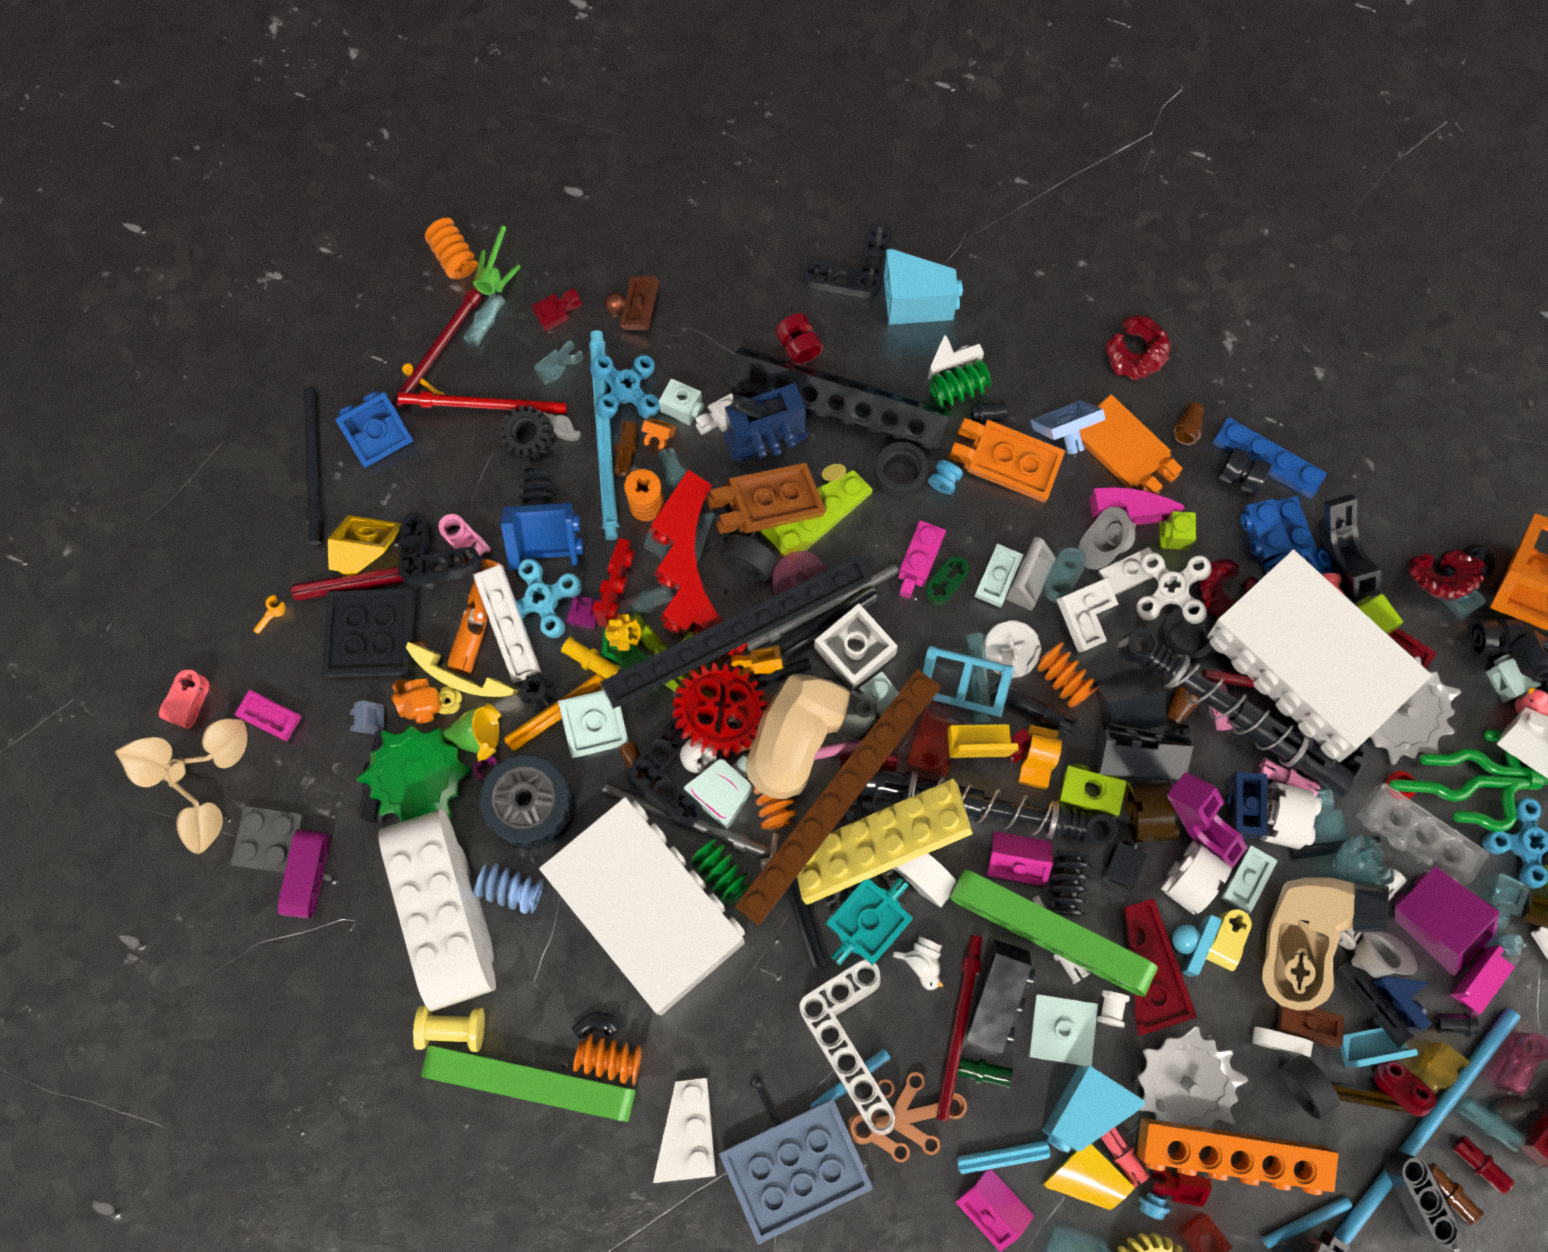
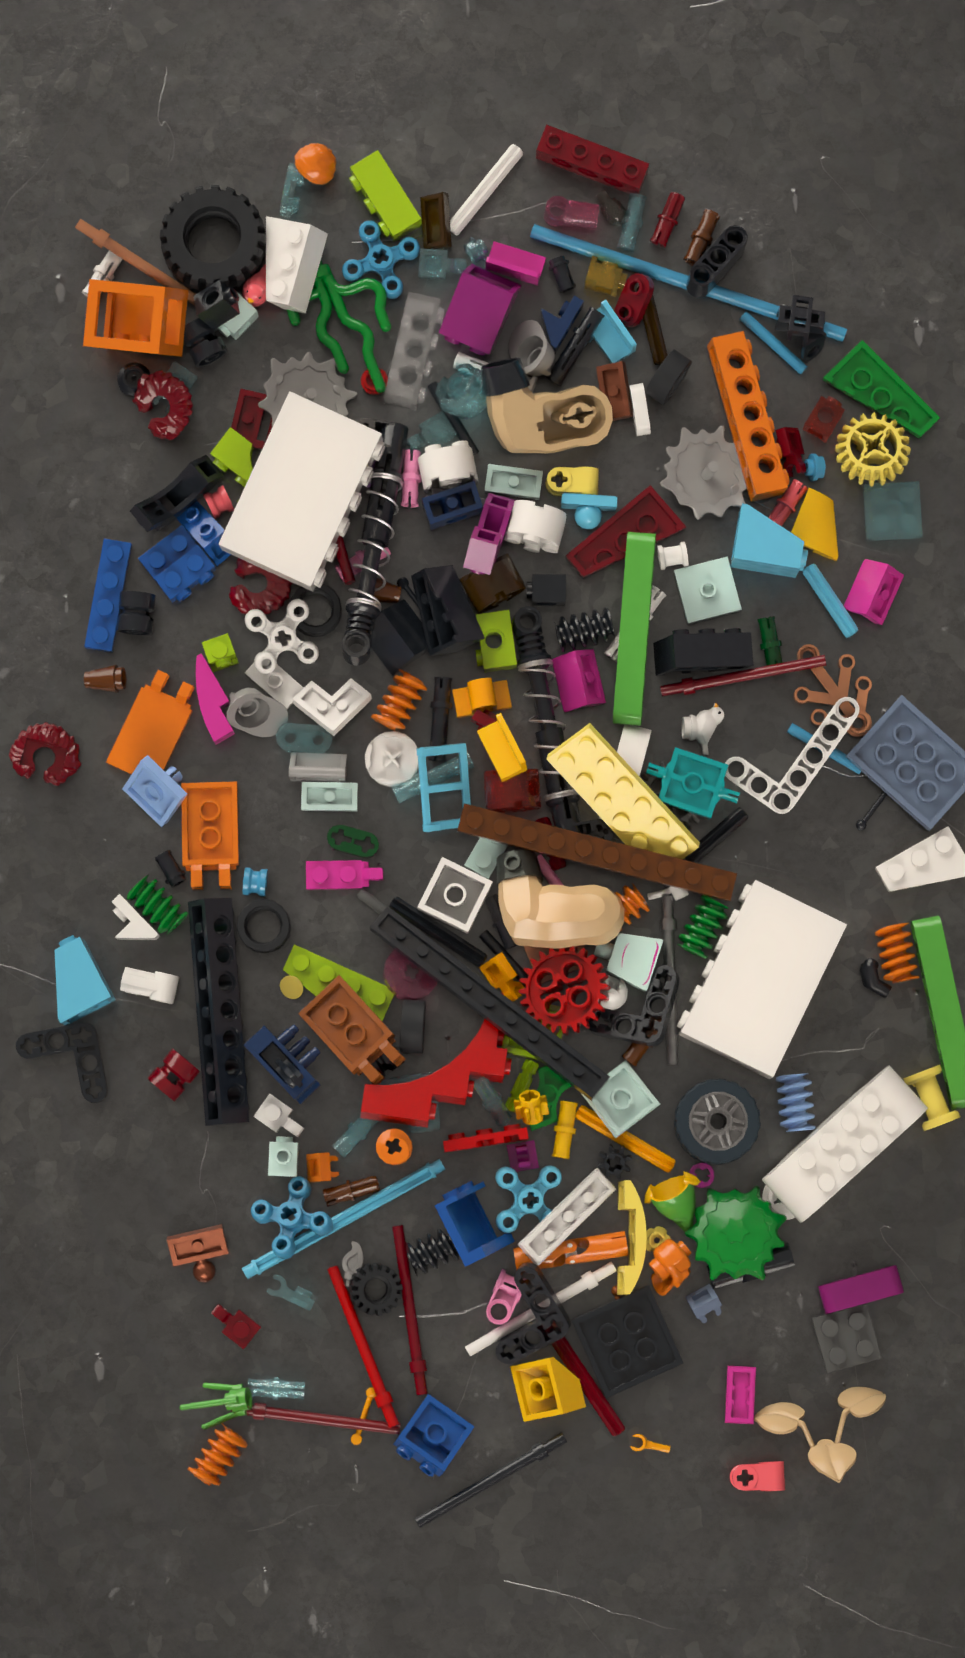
camera: 115 degrees left, 10 degrees up
(441, 622) = (589, 1280): none -> white bar
(445, 444) = (418, 1365): none -> dark red bar
(886, 358) = (156, 985): none -> white piece

